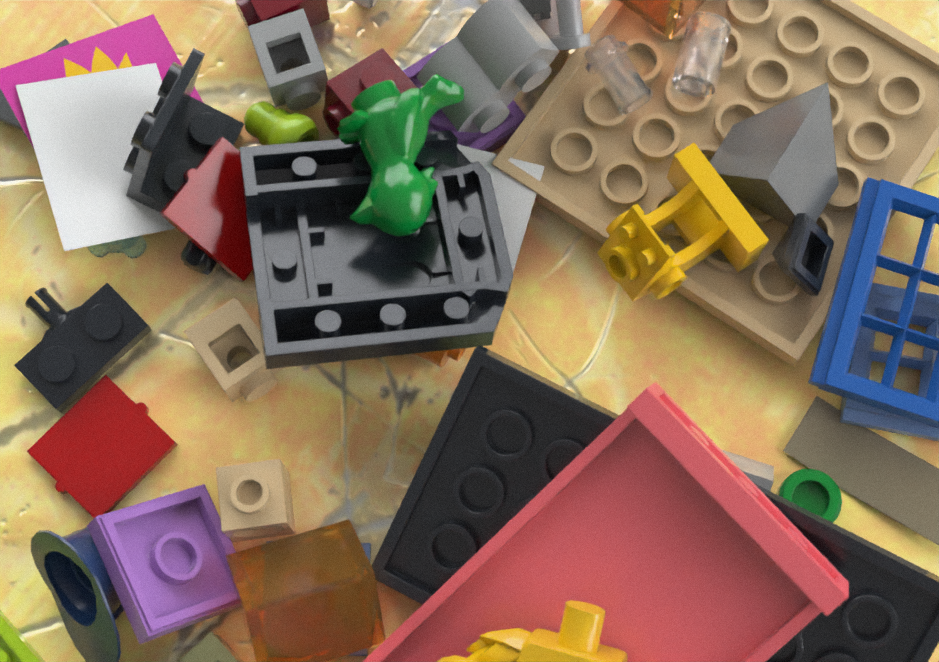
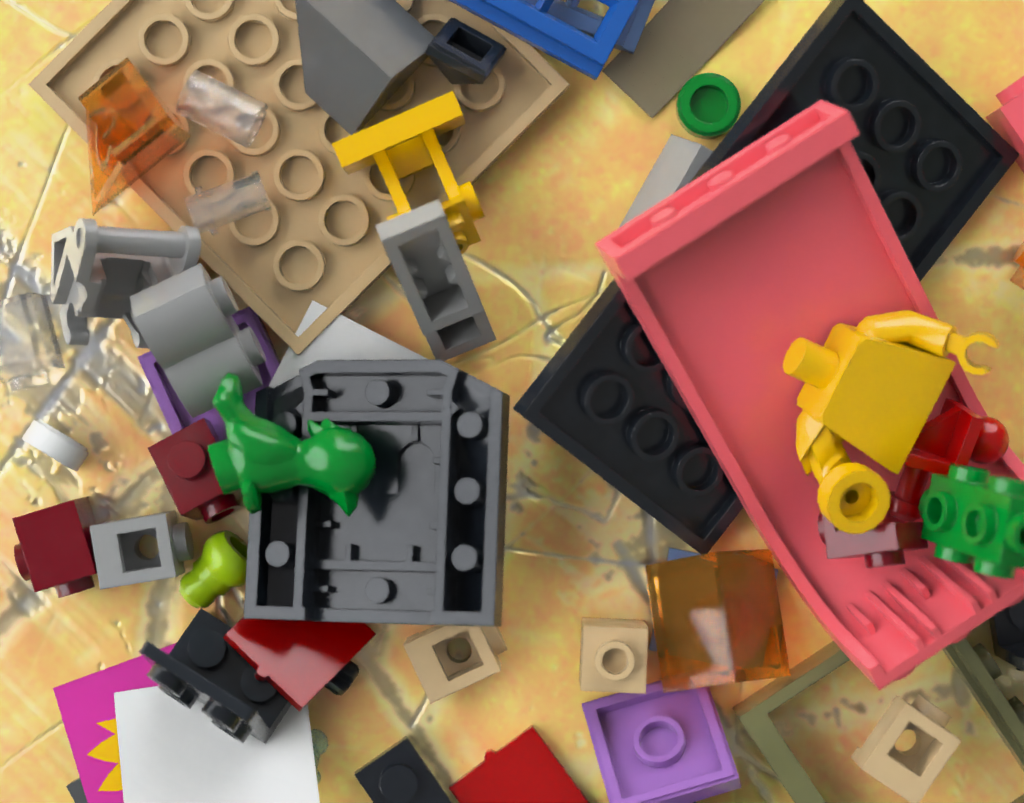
camera: 80 degrees left, 15 degrees up
(586, 256) = (436, 280): none -> light grey slope

